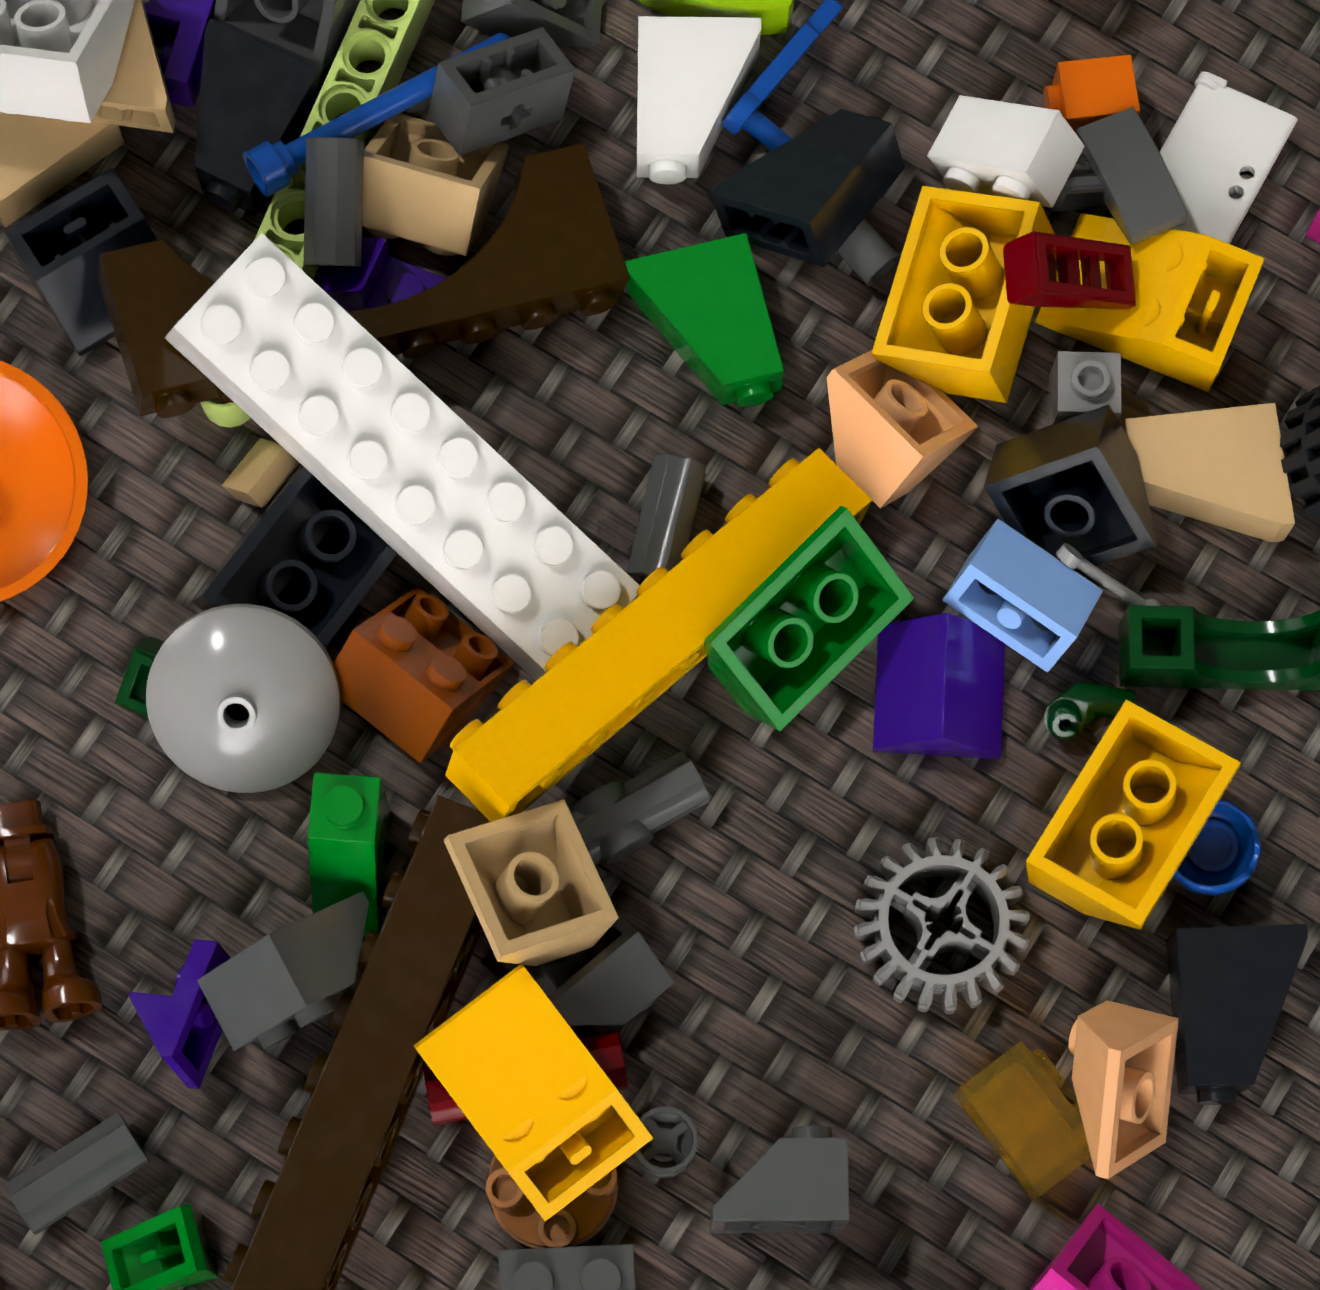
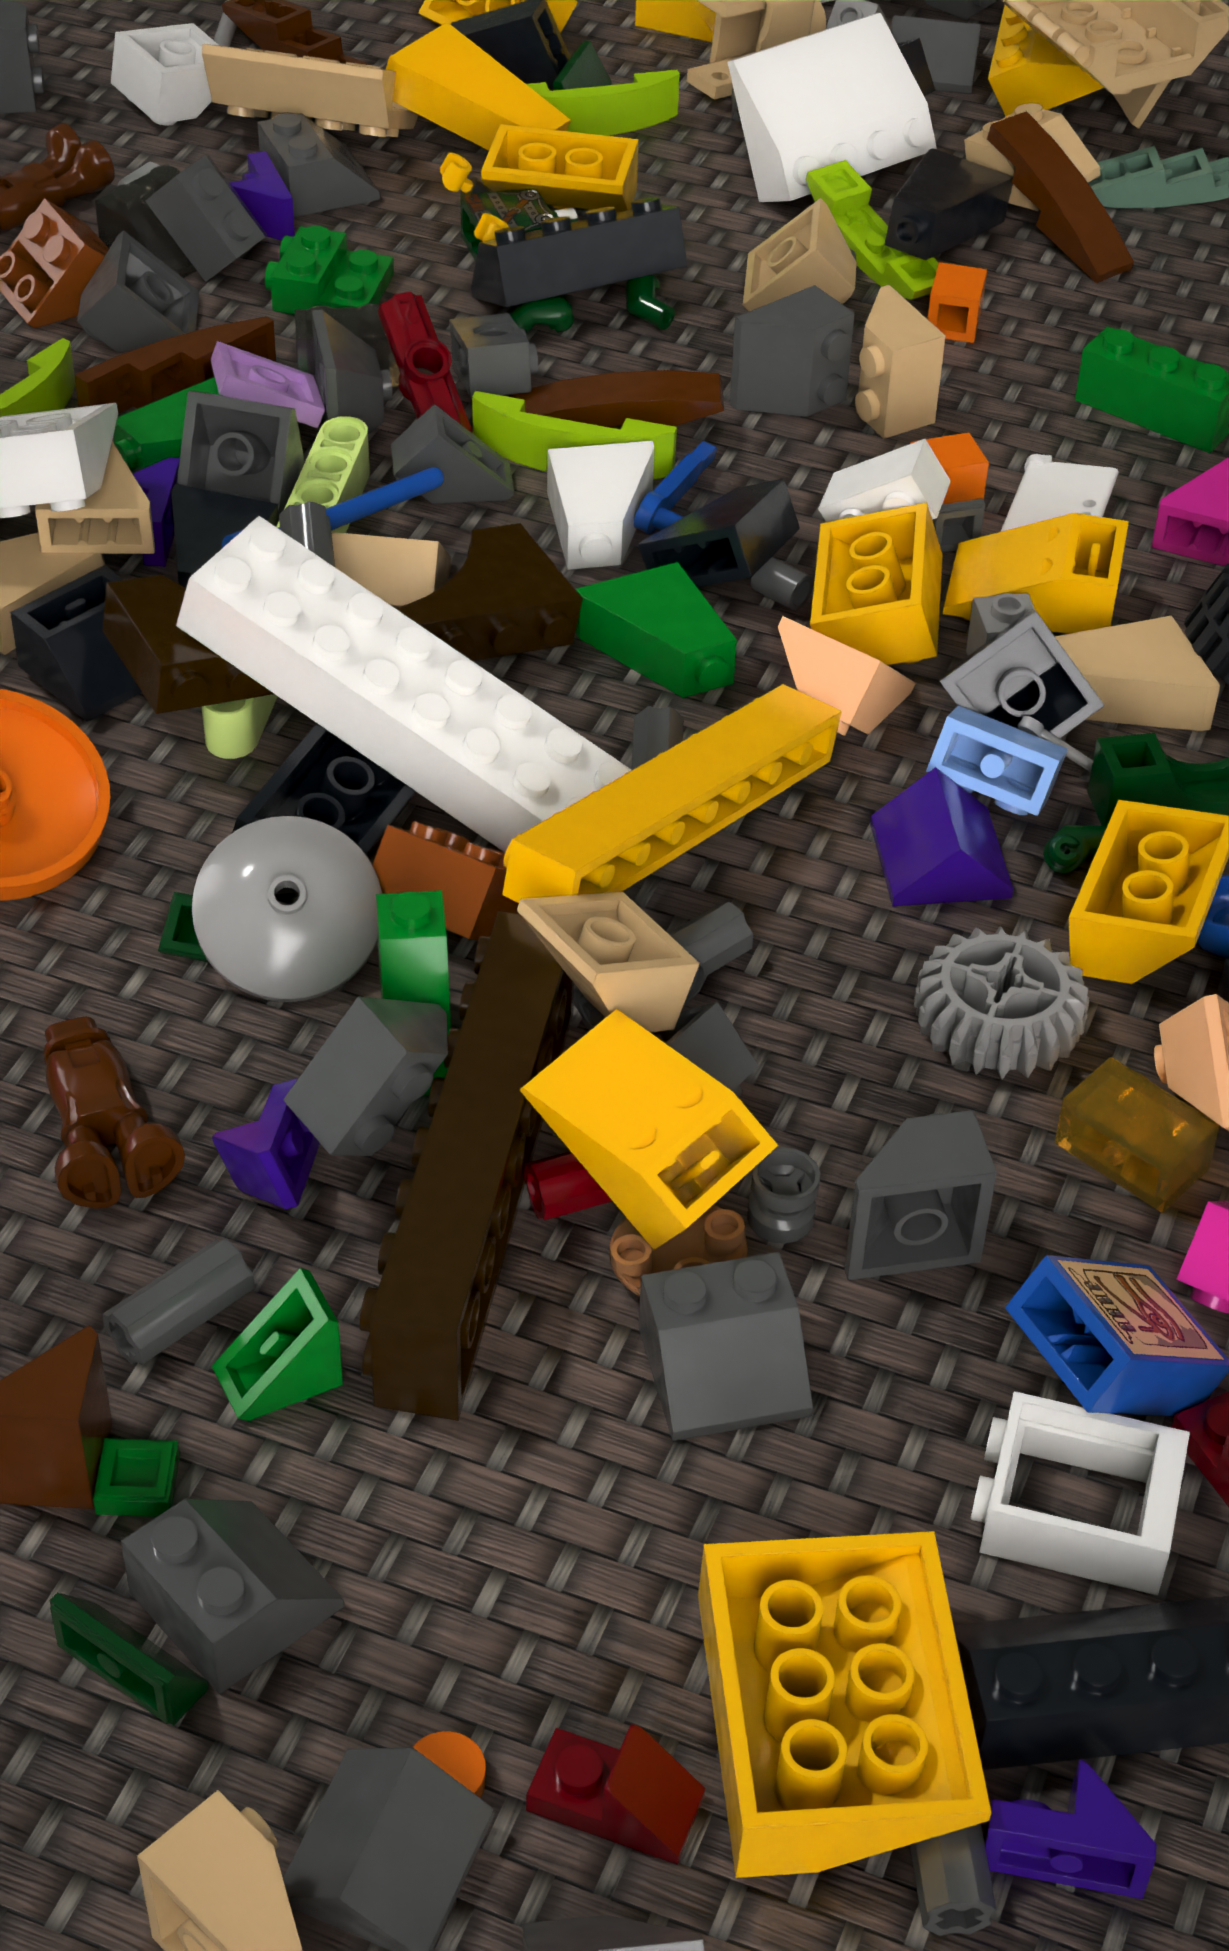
camera: 10 degrees left, 30 degrees down
(260, 473) = (267, 767): tan tile -> none
(501, 91) = (439, 500): dark grey brick -> none
(806, 621) = (802, 786): green slope -> none
(1032, 272) = (963, 537): dark red slope -> none
(1132, 175) = (1000, 495): dark grey slope -> none

